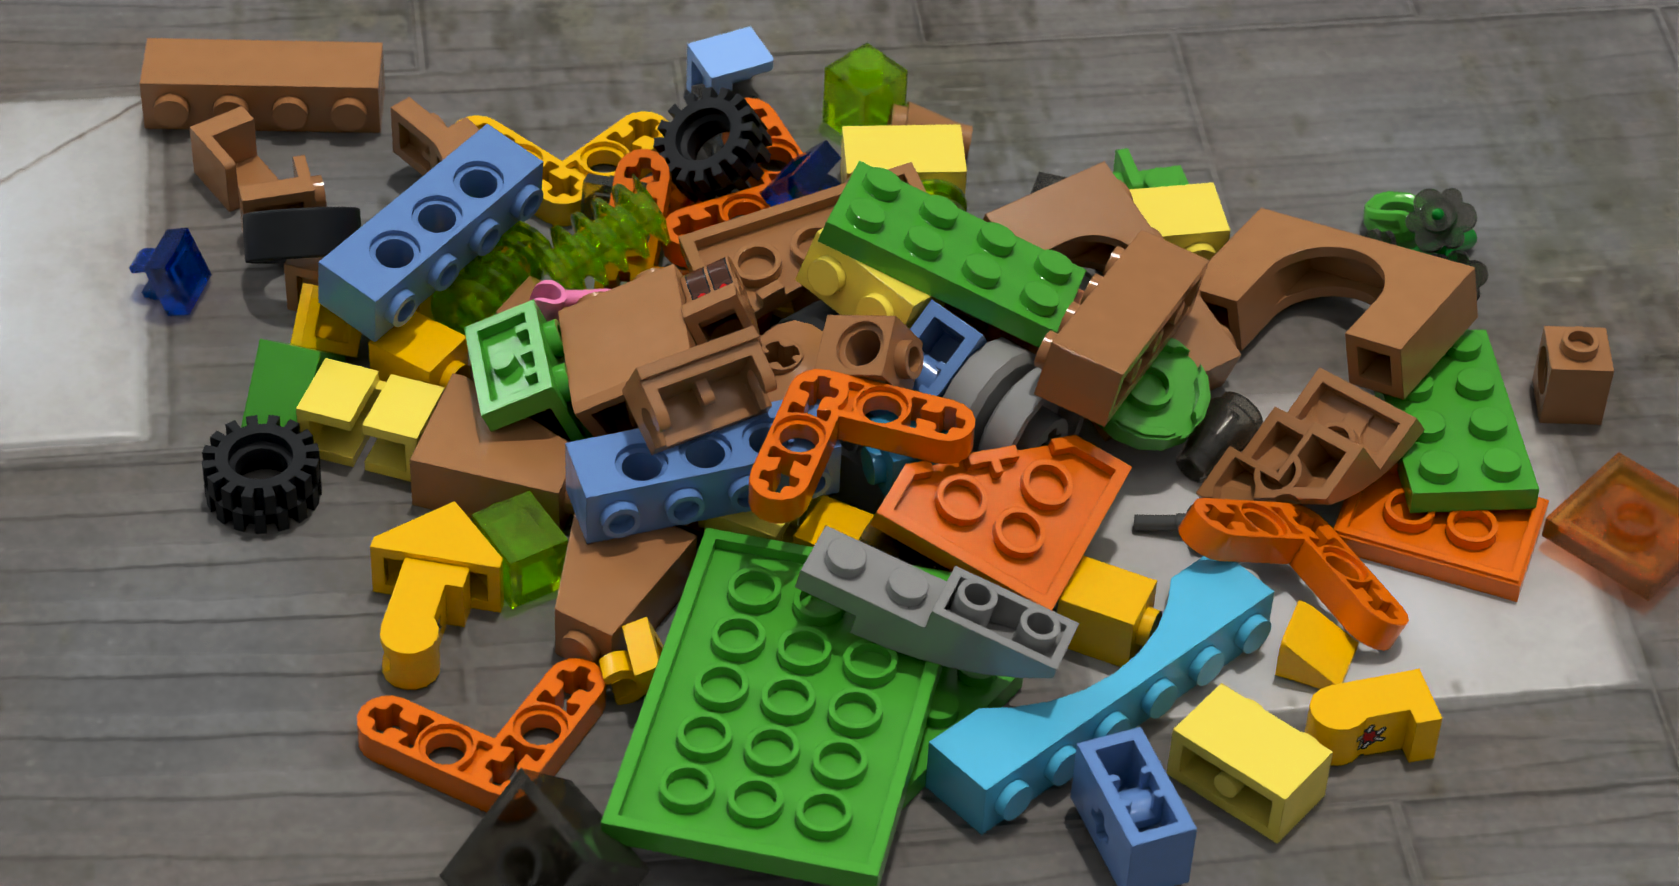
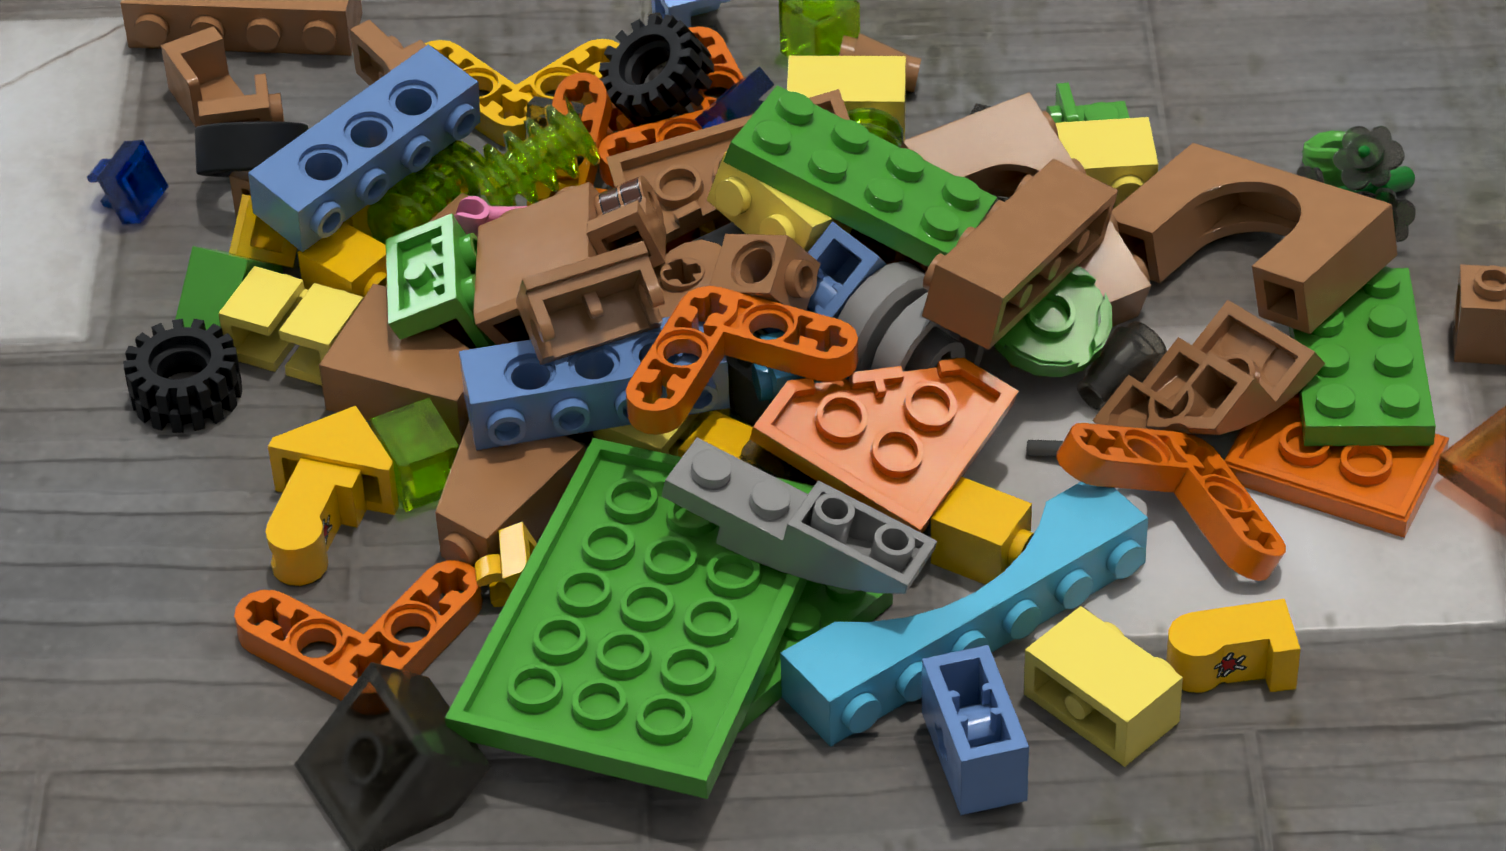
camera: 10 degrees right, 0 degrees up
(1314, 649) = (1187, 576): yellow slope -> none

